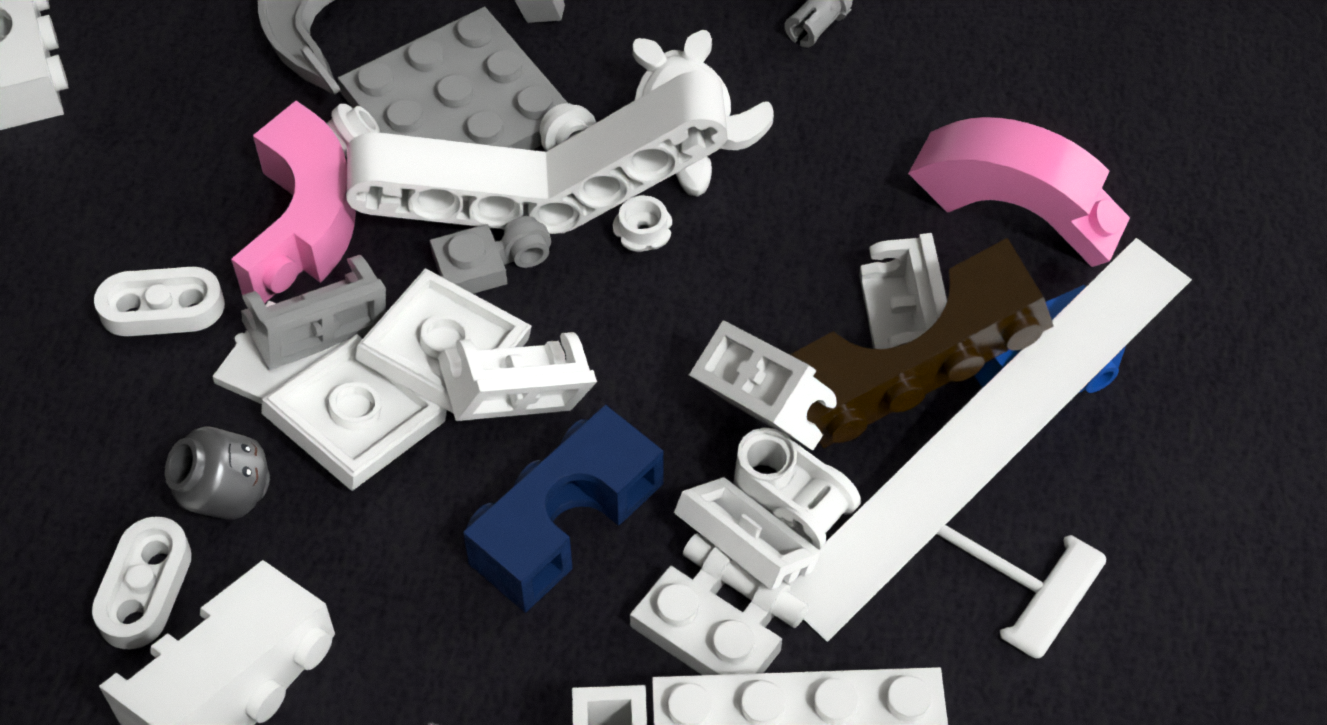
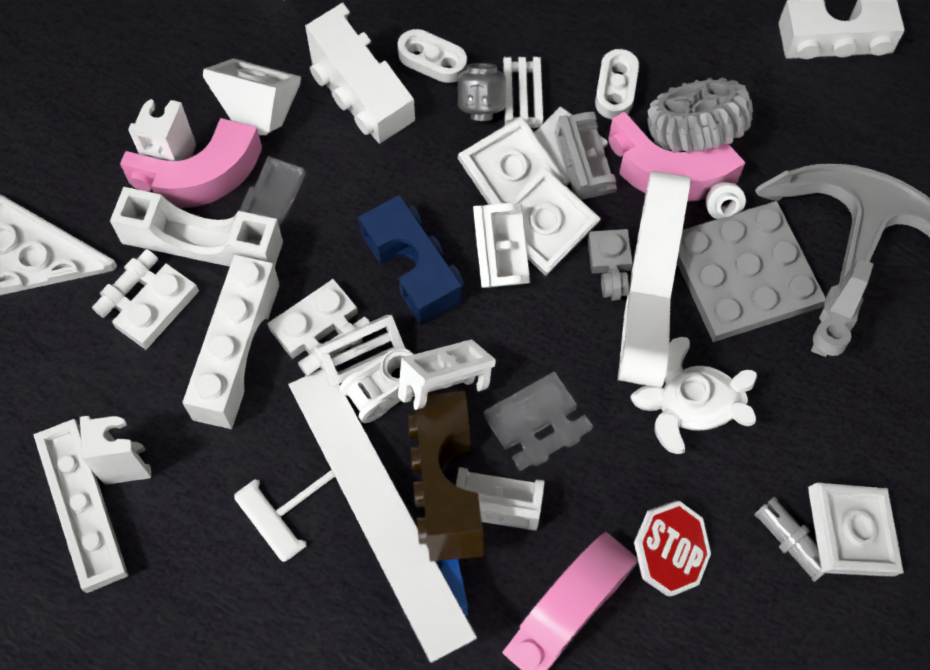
camera: 105 degrees right, 10 degrees up
(169, 424) = (523, 67): none -> white tile
(223, 161) = (700, 115): none -> light grey gear
(563, 123) = (698, 325): white plate -> none
(643, 212) = (601, 349): white plate -> none
(761, 305) = (530, 411): none -> clear plate
(900, 104) = (672, 548): none -> piece

